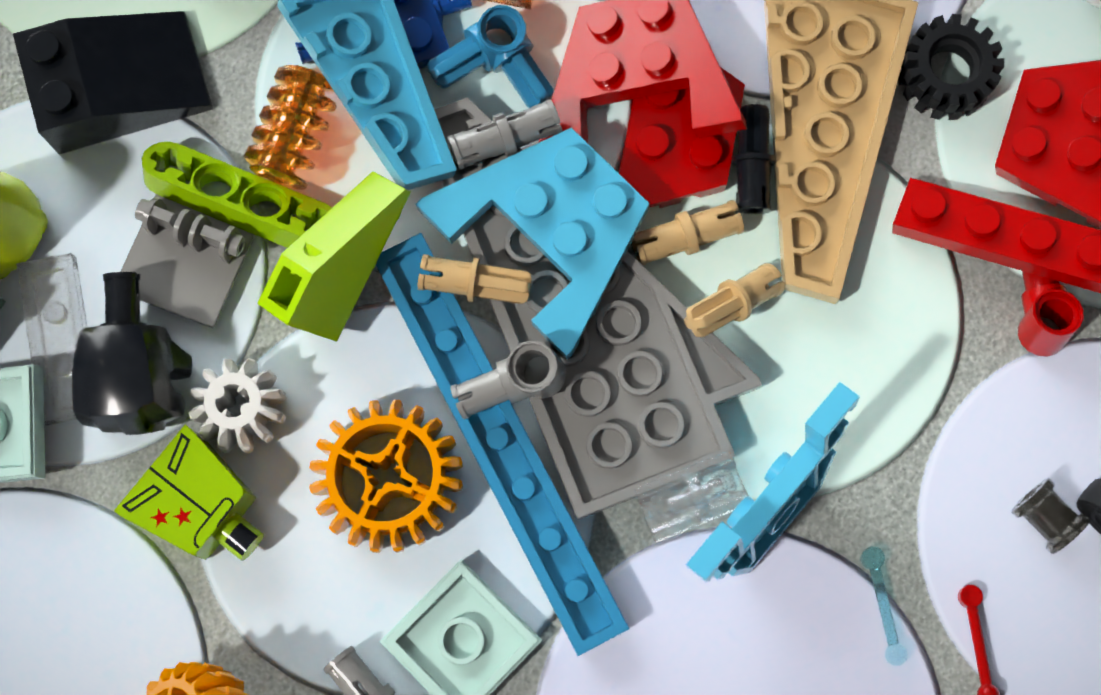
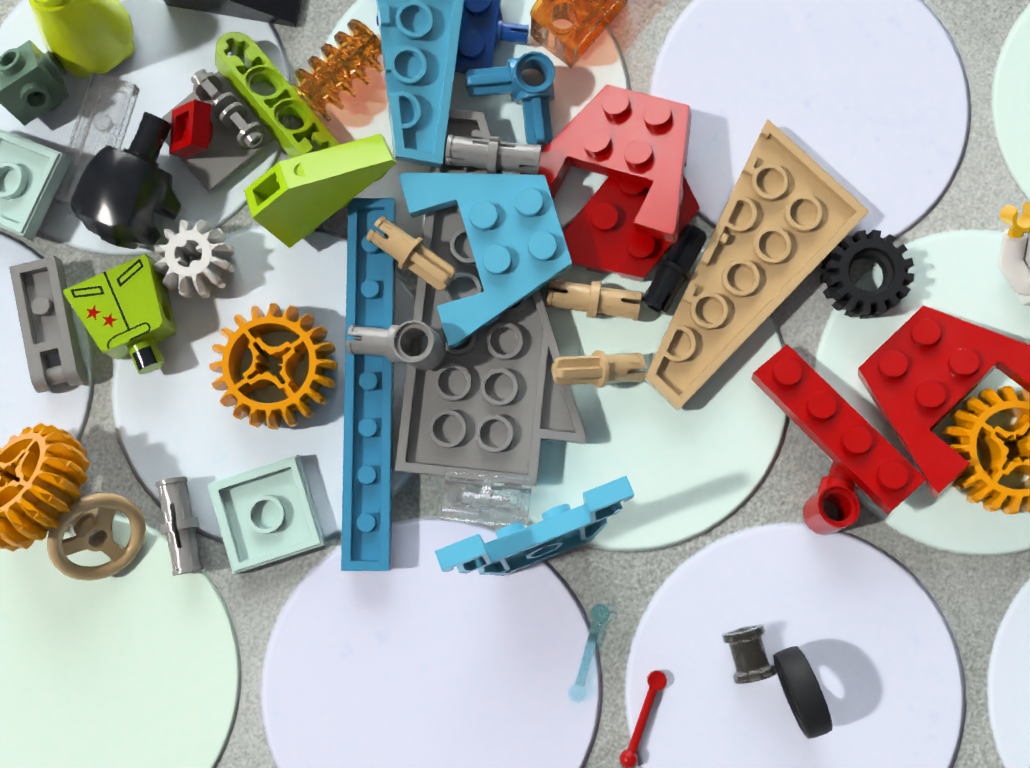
camera: 30 degrees right, 5 degrees up
(108, 559) = (47, 323): none -> light grey plate
(162, 268) = (190, 129): none -> red plate

